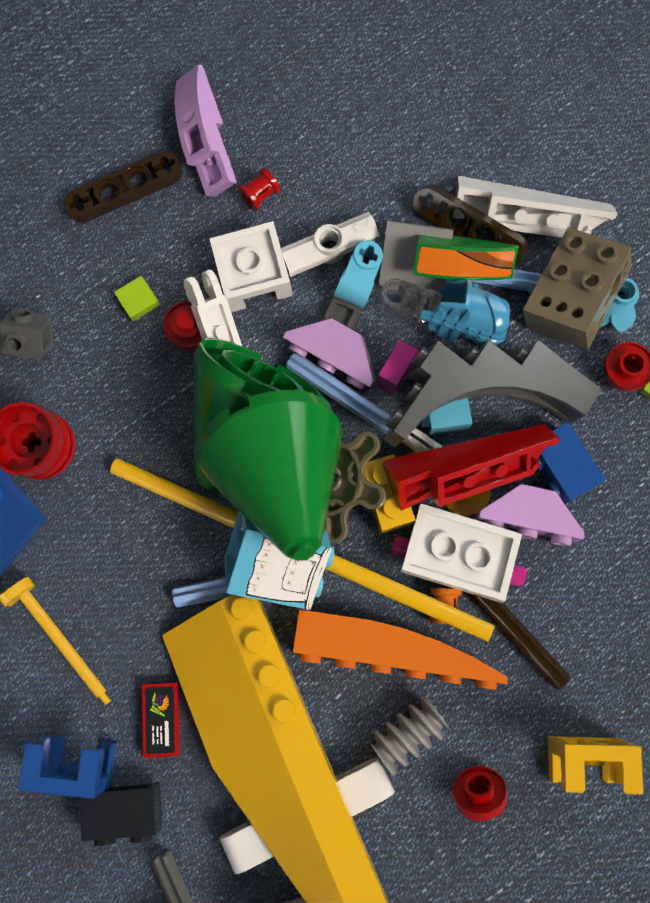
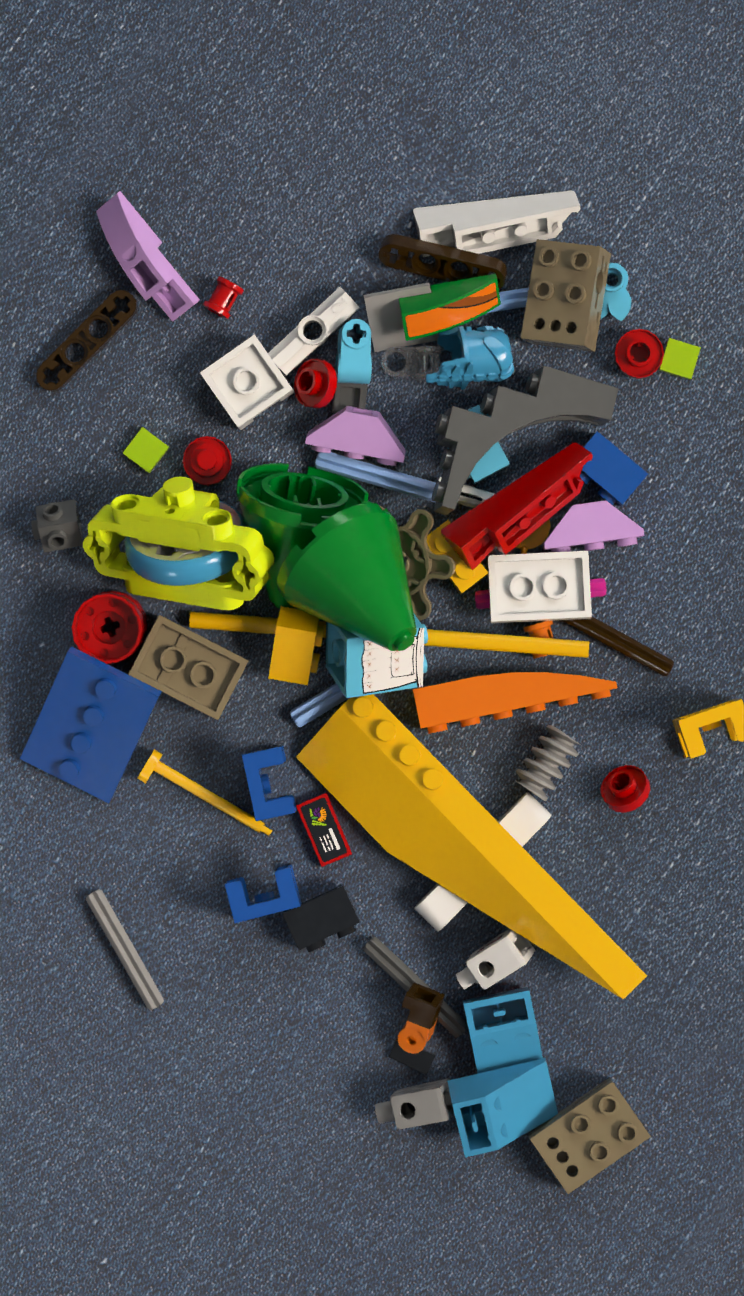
camera: 20 degrees left, 10 degrees up
(89, 508) = (188, 667): none -> dark tan piece
(108, 652) = (260, 785): none -> blue panel
(122, 384) = (180, 547): none -> neon yellow piece
(198, 524) = (294, 646): none -> yellow brick
(212, 314) = (231, 445): white hinge -> none
(314, 289) = (315, 383): none -> red plate
(396, 367) = (421, 433): dark pink piece -> none

